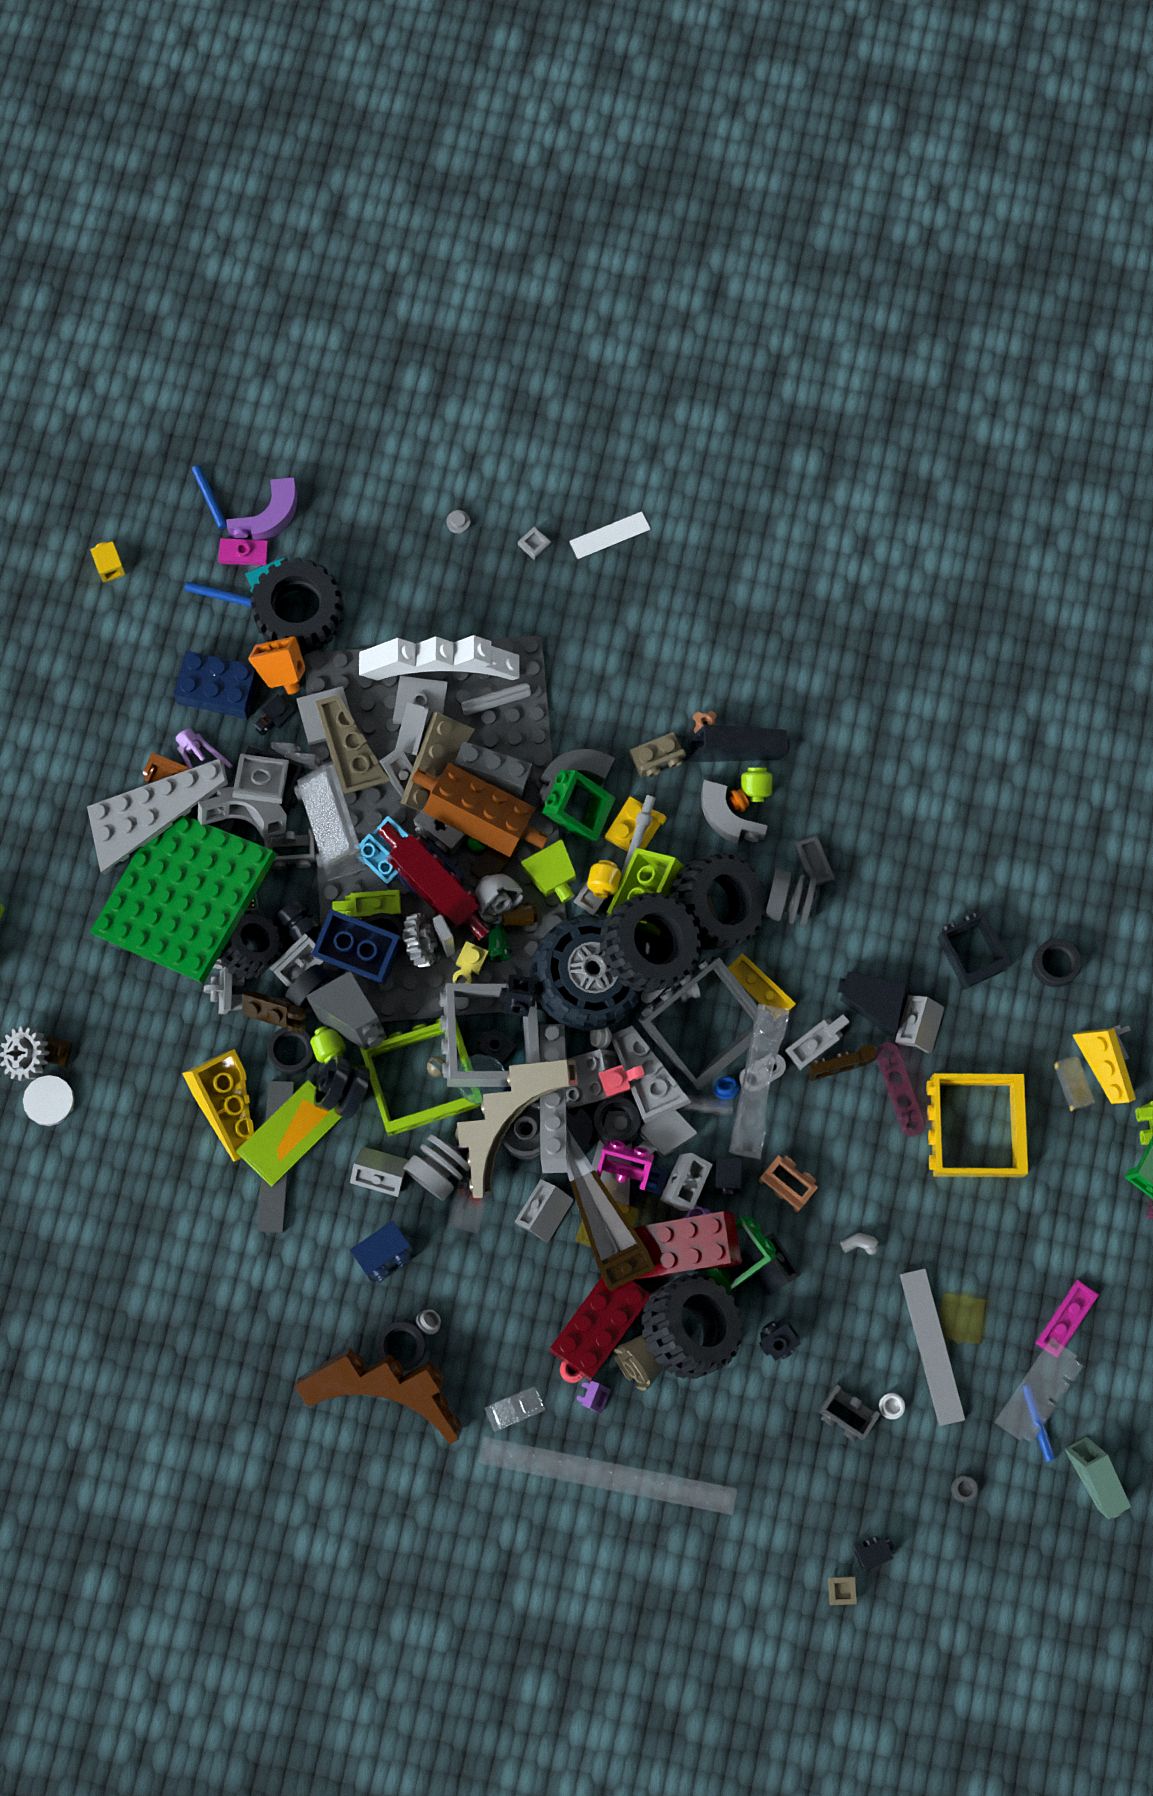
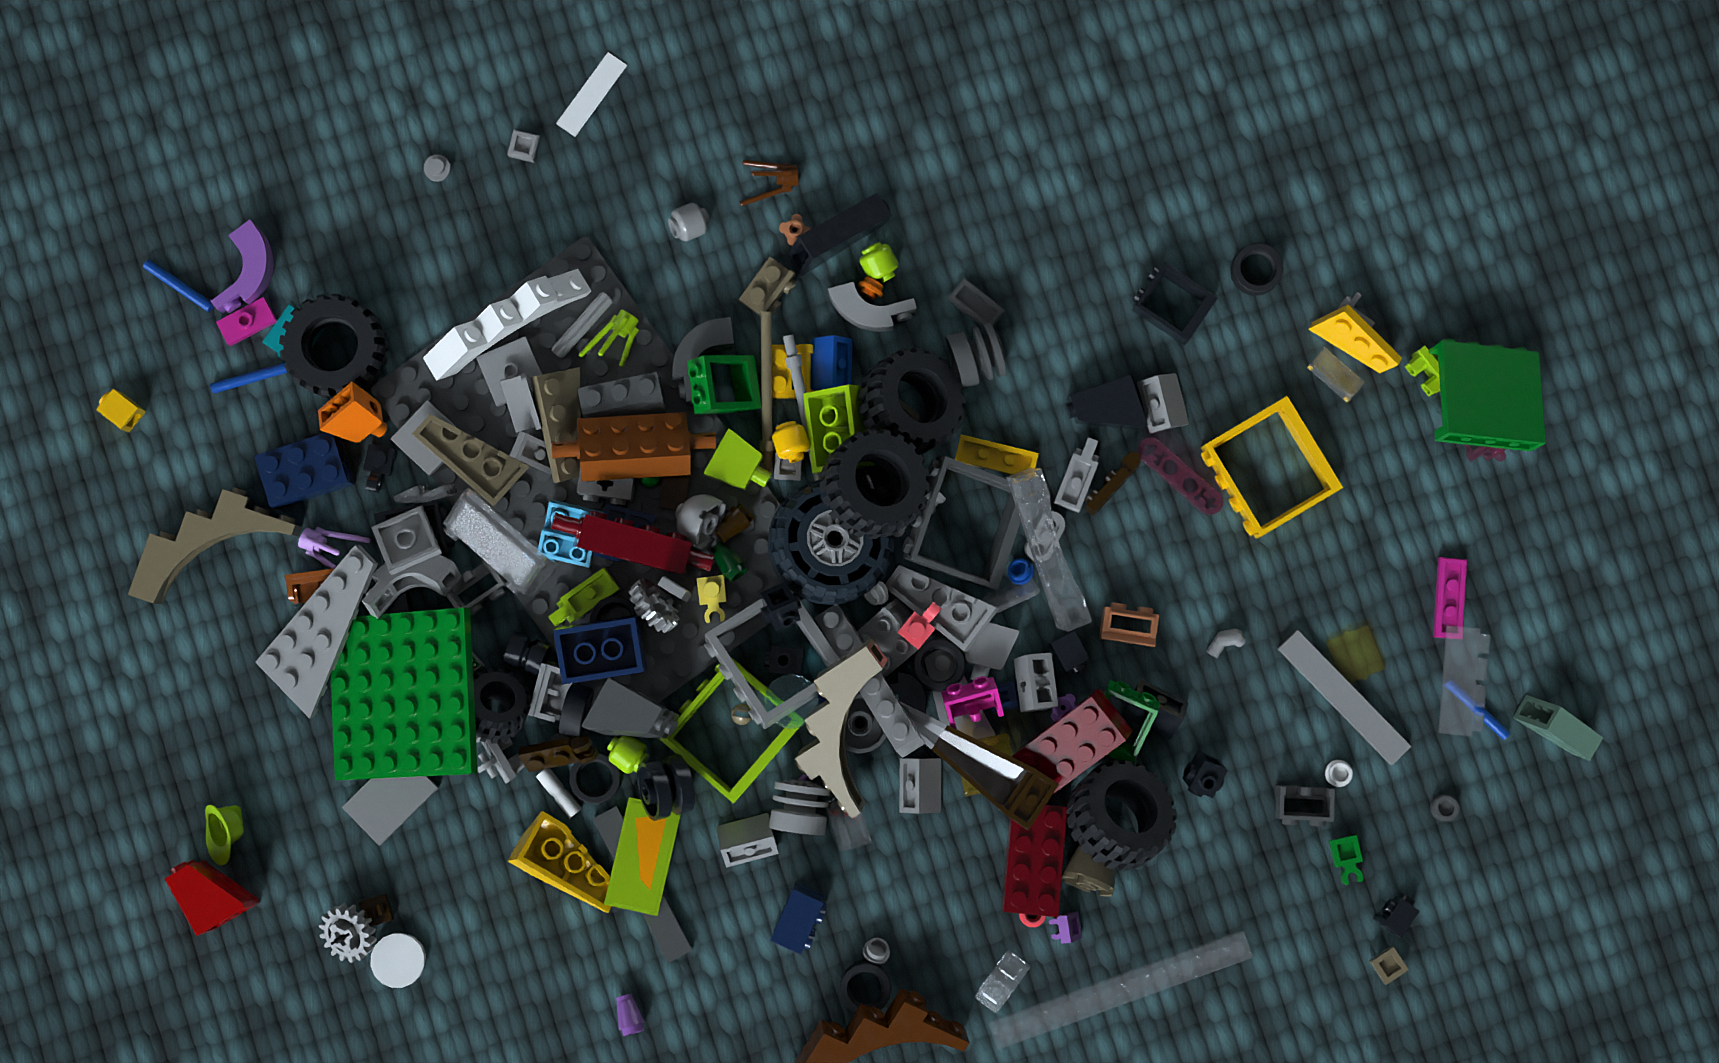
camera: 30 degrees left, 10 degrees up
(74, 688) = (165, 557): none -> dark tan arch
(119, 974) = (387, 803): none -> light grey tile
(200, 1253) = (629, 1016): none -> medium lavender cone
(256, 1050) = (560, 794): none -> white piece
(527, 716) = (621, 325): none -> lime plant
(583, 872) = (766, 444): none -> dark tan bar
(626, 669) = (688, 222): none -> light grey head
(674, 837) = (831, 362): none -> blue panel
(722, 678) = (785, 175): none -> reddish brown plant
(860, 1476) = (1346, 853): none -> green plate

